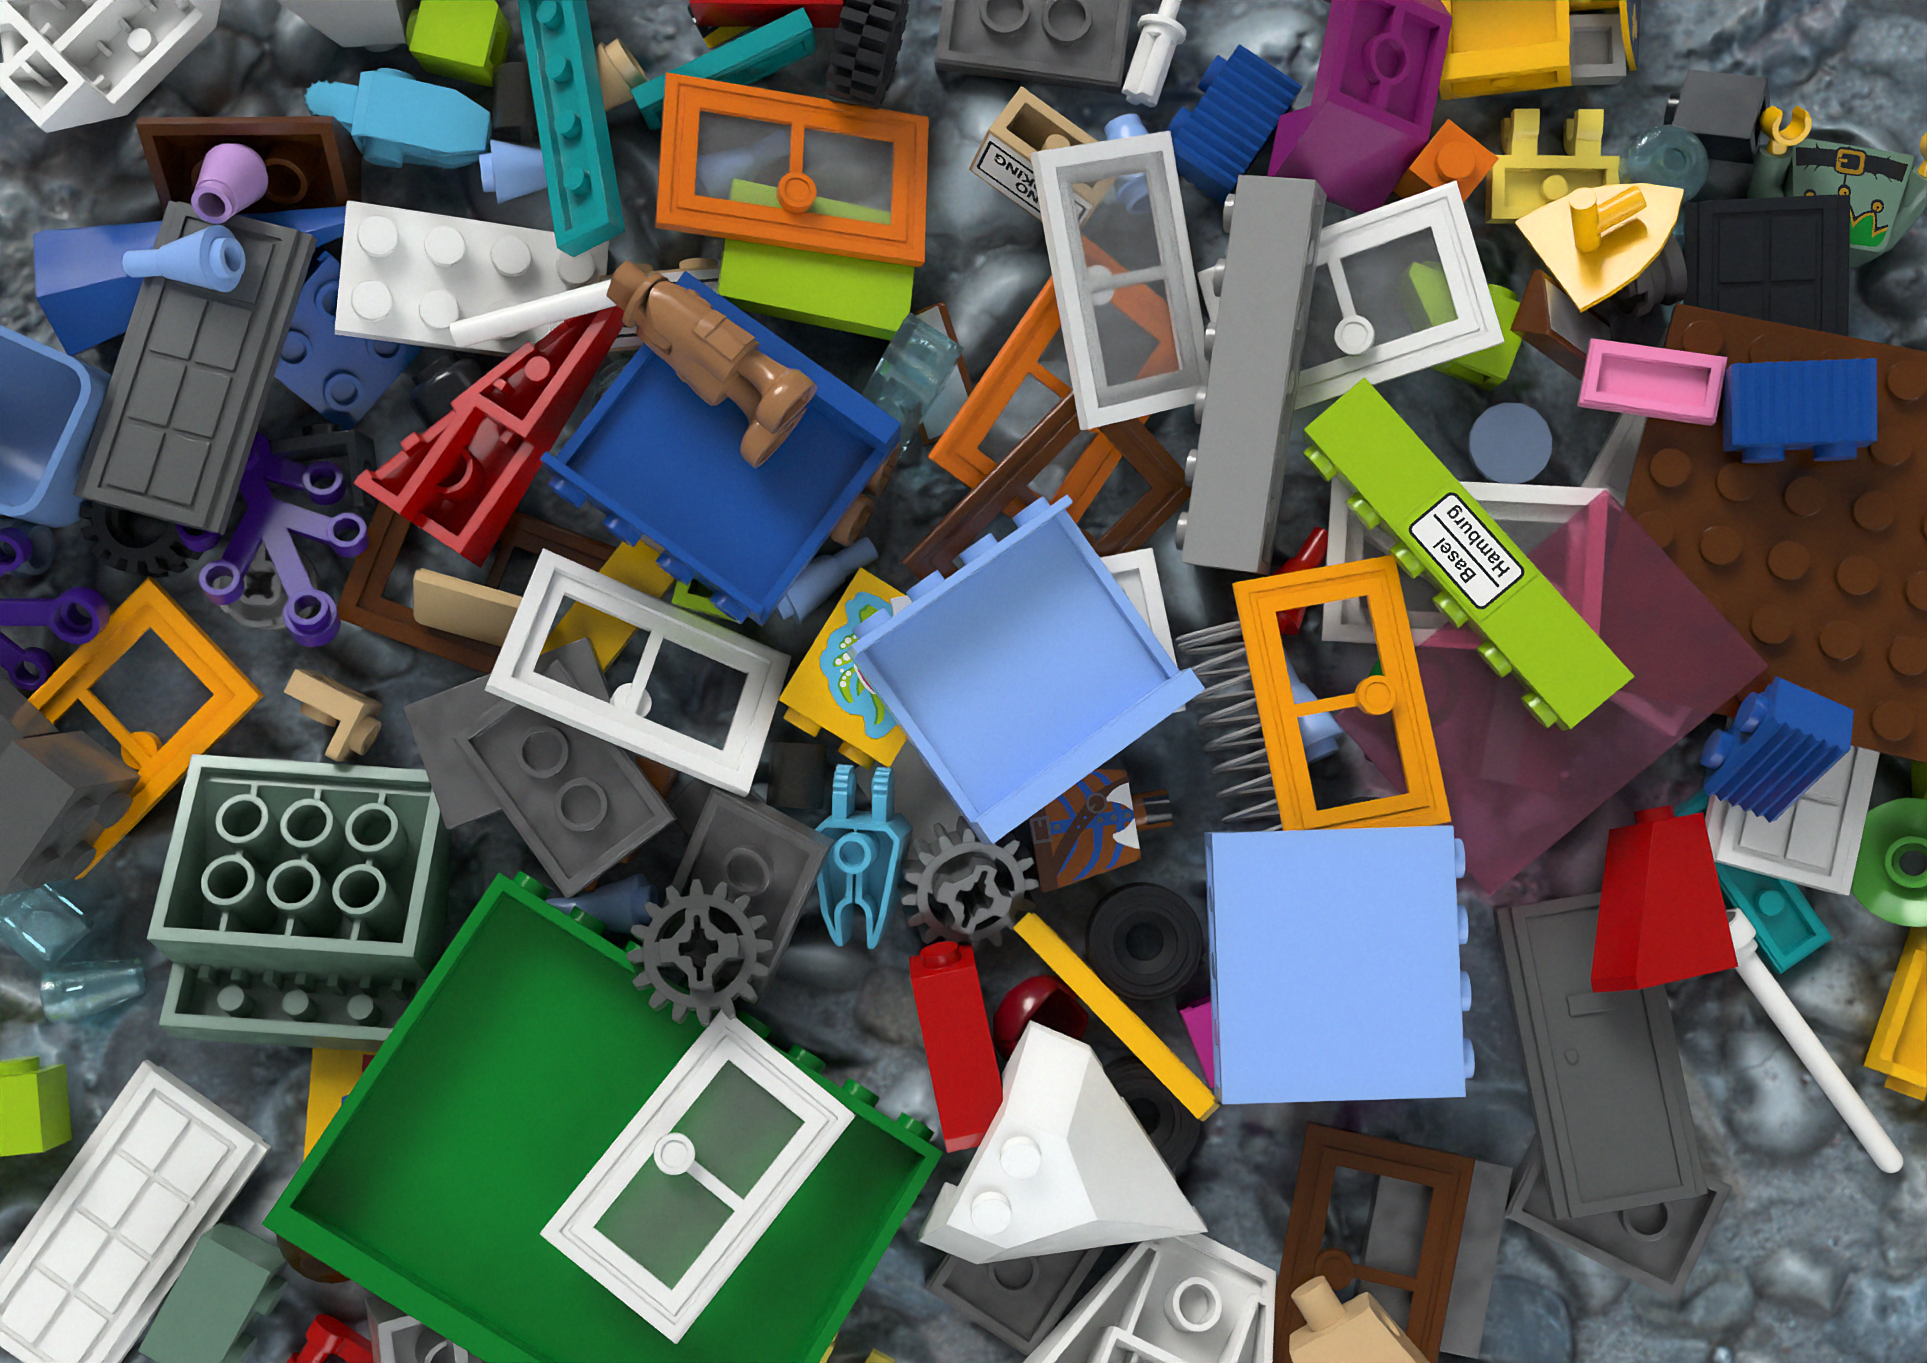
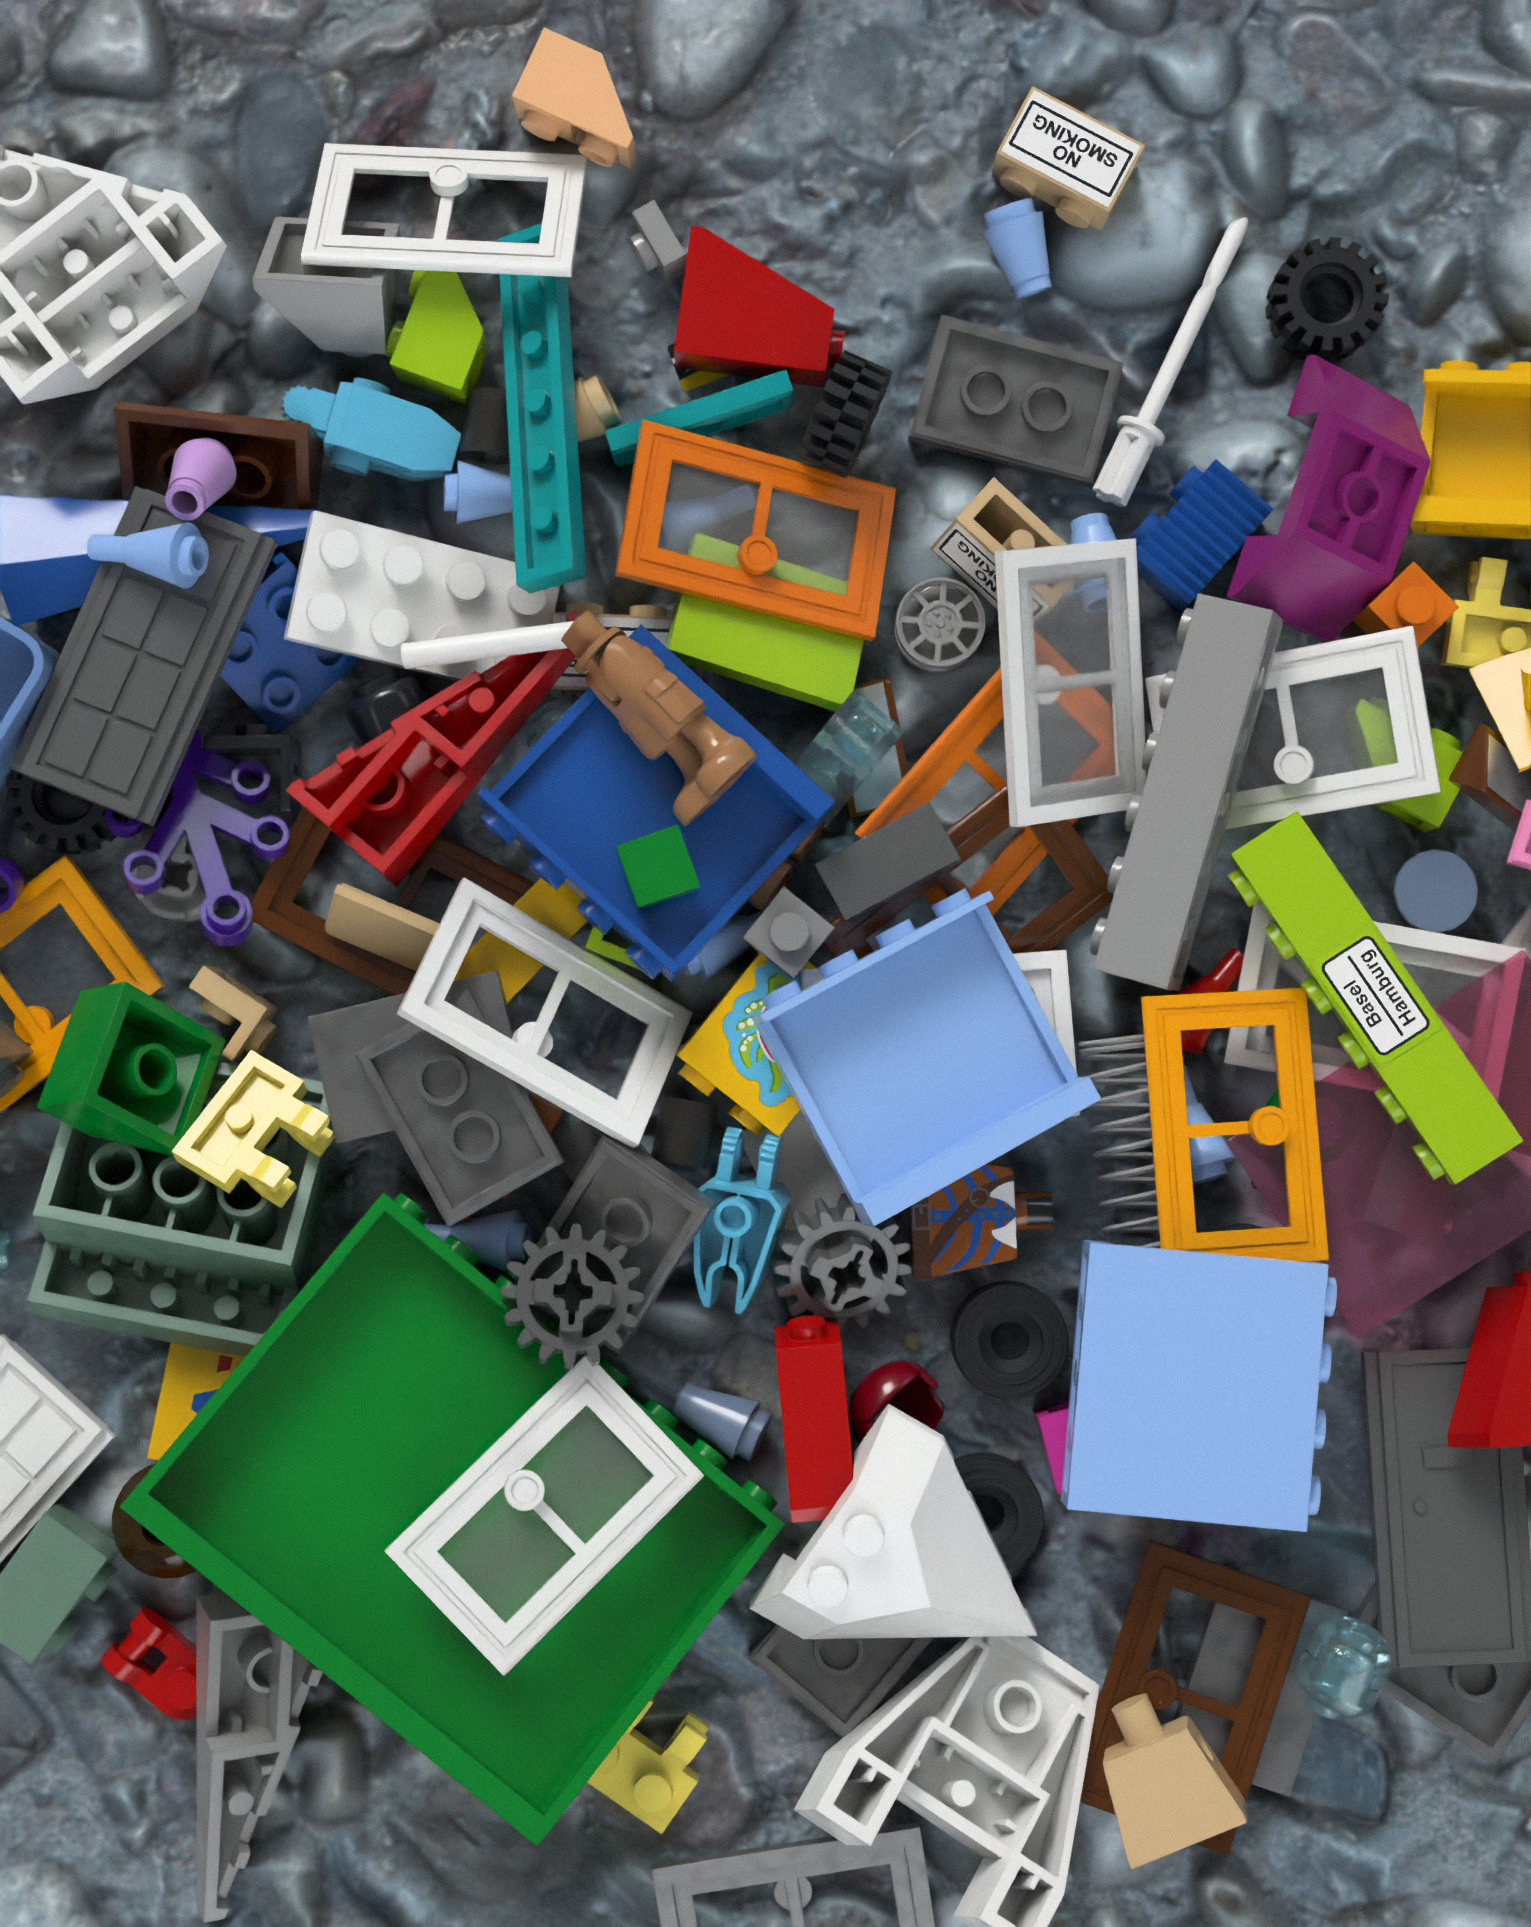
camera: 10 degrees right, 0 degrees up
(233, 782) = (131, 1069): none -> green slope
(348, 819) = (240, 1123): none -> light yellow plate
(732, 512) = (657, 867): none -> green tile
(872, 563) = (788, 932): none -> light grey plate
(872, 1056) = (724, 1420): none -> sand blue cone
(963, 481) = (888, 863): none -> dark grey tile
(987, 244) = (939, 625): none -> light grey wheel
(1118, 1016) = (974, 1410): yellow tile -> none
(1516, 1226) = (1343, 1668): none -> clear light blue head

